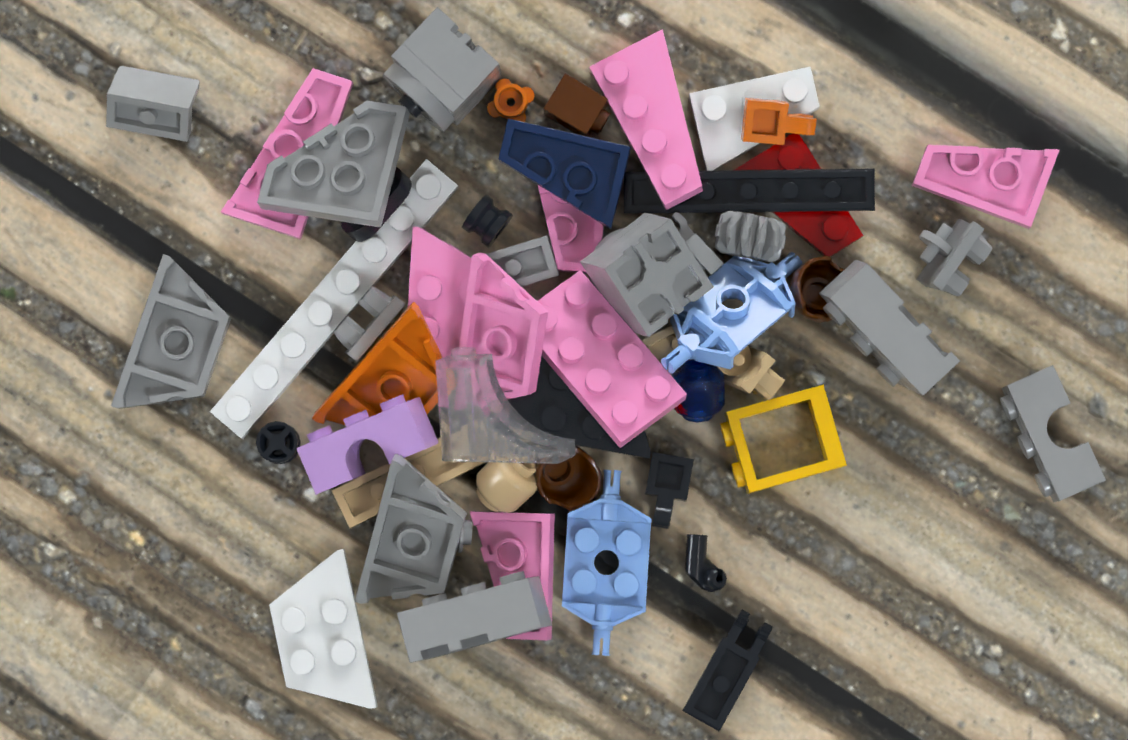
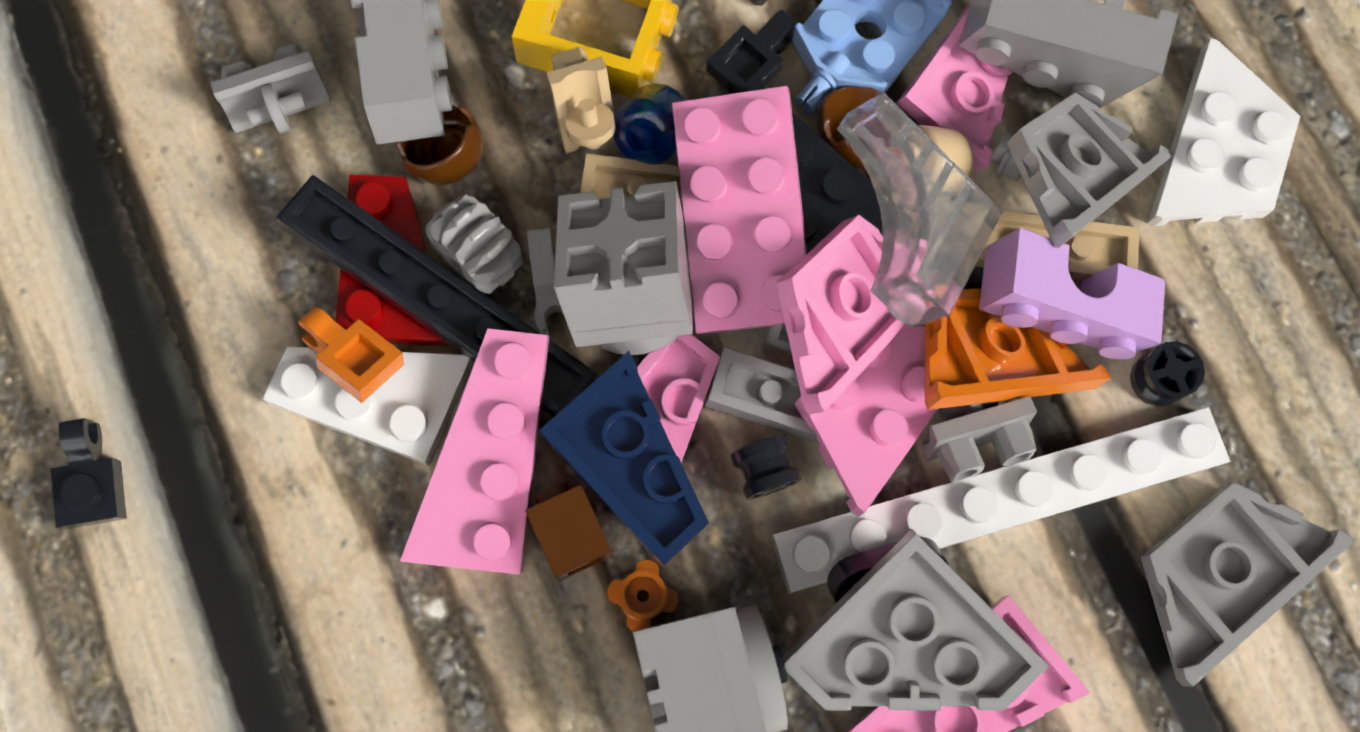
camera: 160 degrees left, 10 degrees down
(717, 333) = (584, 142): light blue plate -> none
(991, 180) = (166, 144): bright pink wing -> none

